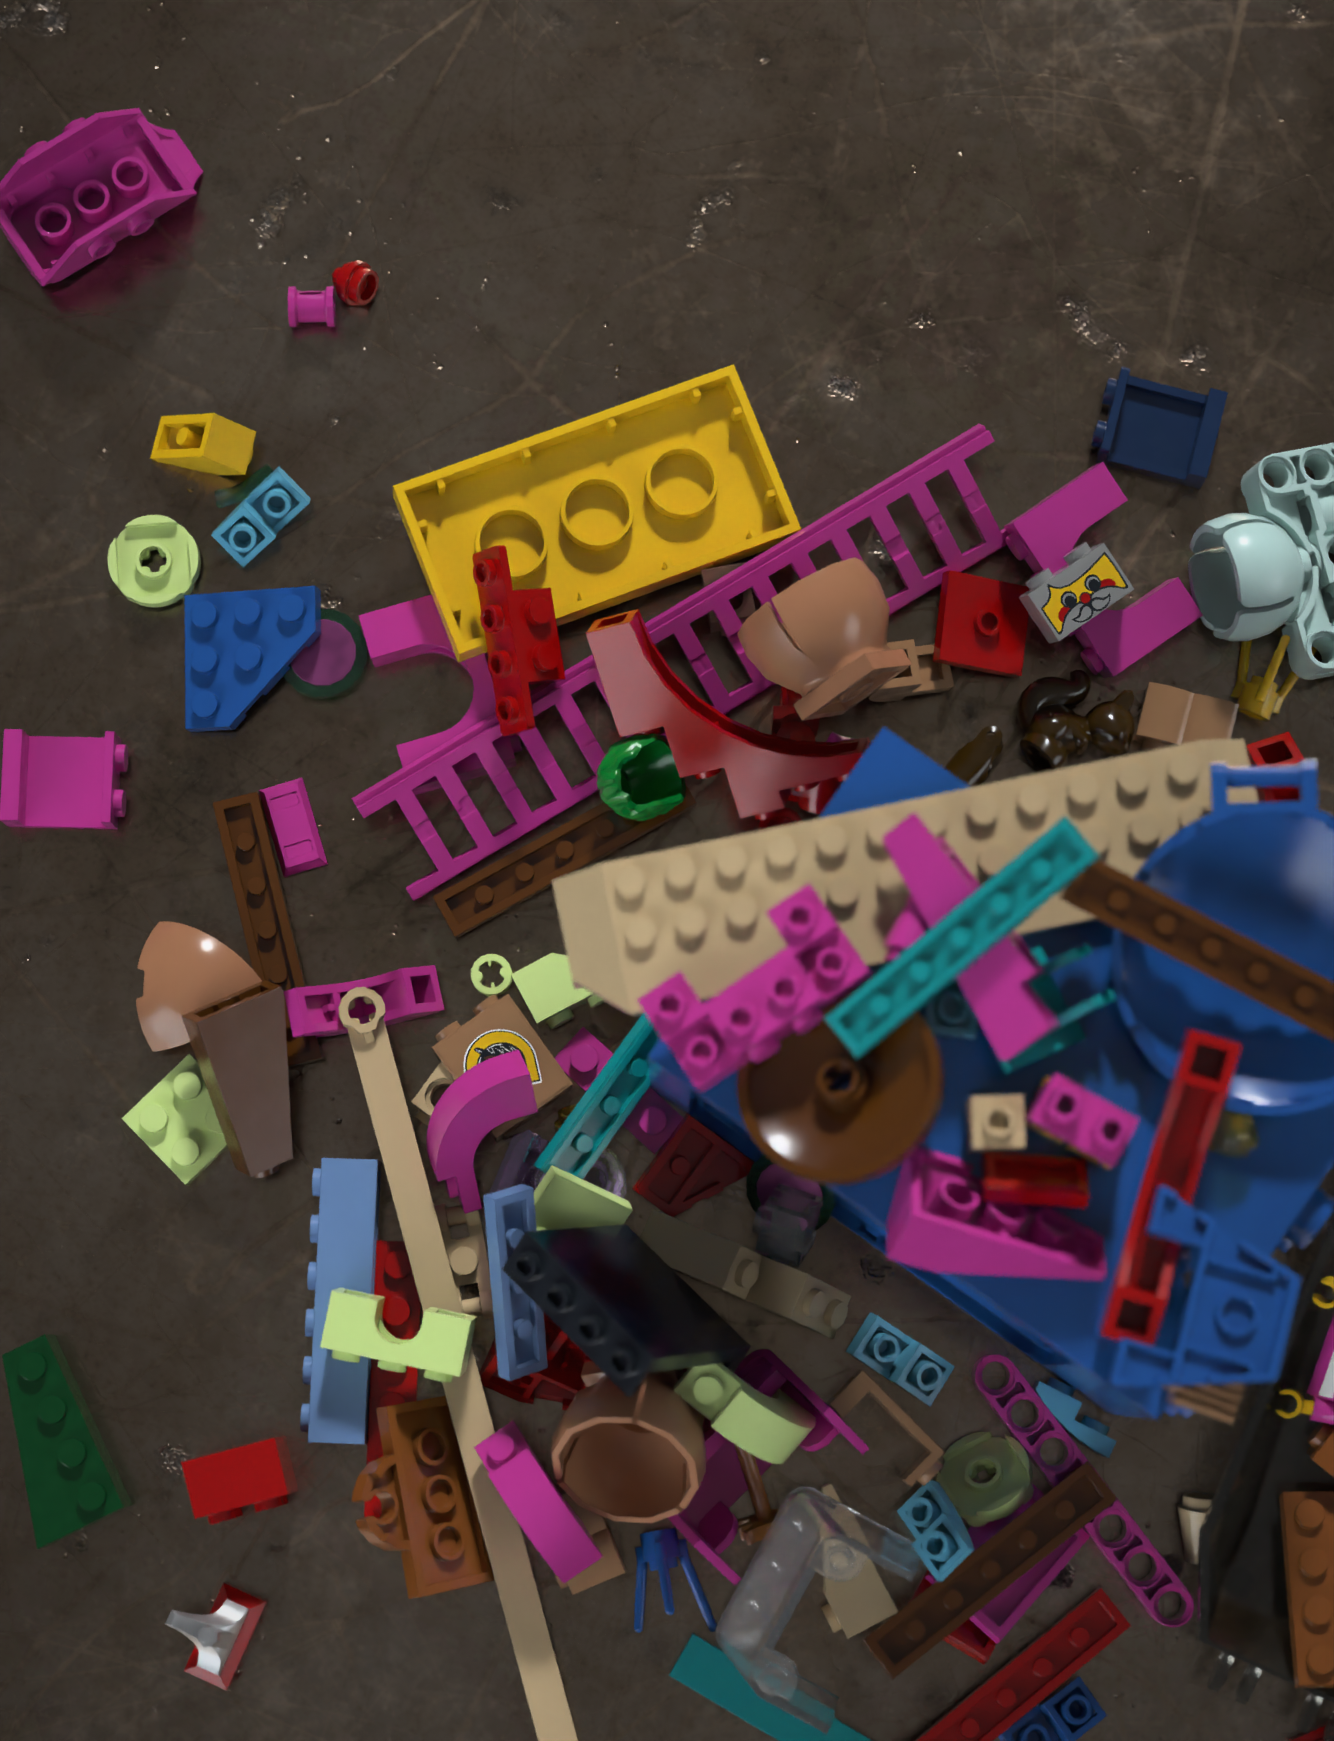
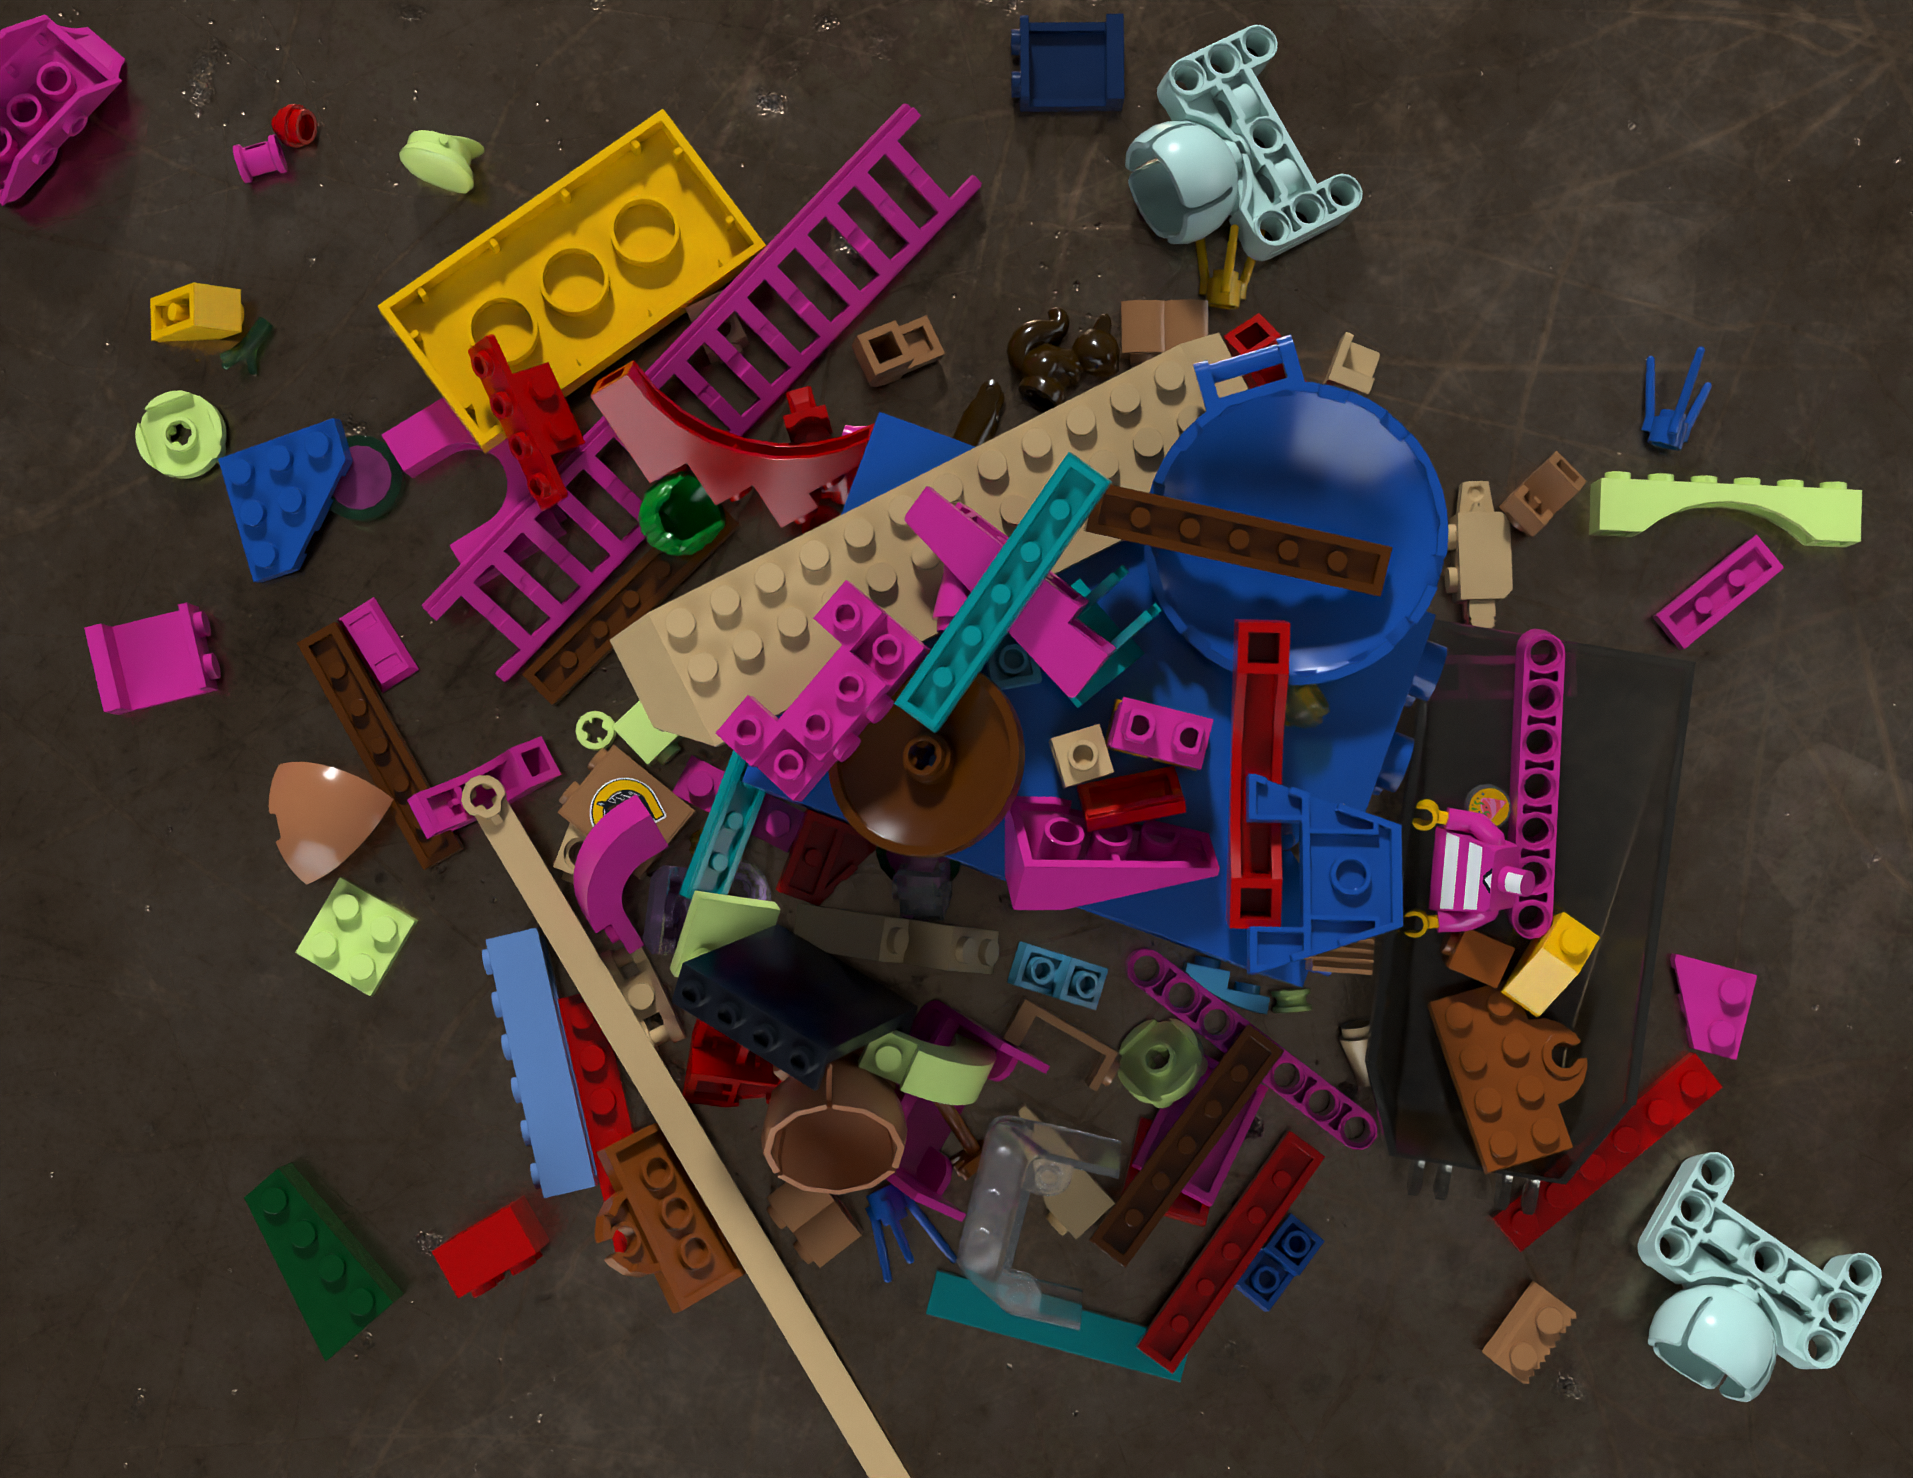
camera: 20 degrees left, 5 degrees up
(221, 1635) = (517, 1388): piece -> none
(245, 1070) = (394, 881): reddish brown slope -> none
(260, 516) = (268, 367): medium azure slope -> none
(357, 1329) = (558, 1085): yellowish green arch -> none
(495, 356) = (441, 159): none -> yellowish green piece
(516, 1316) = (704, 1048): medium blue plate -> none
(537, 1503) = (763, 1198): dark pink arch -> none
(829, 639) = (816, 341): nougat plate -> none
(938, 1530) = (1131, 1121): medium azure slope -> none
(981, 624) = (955, 289): red plate -> none
(1050, 532) = (993, 195): dark pink arch -> none
(1075, 592) = (1031, 236): brick -> none
(1137, 1451) = (1291, 1000): none -> yellowish green bush

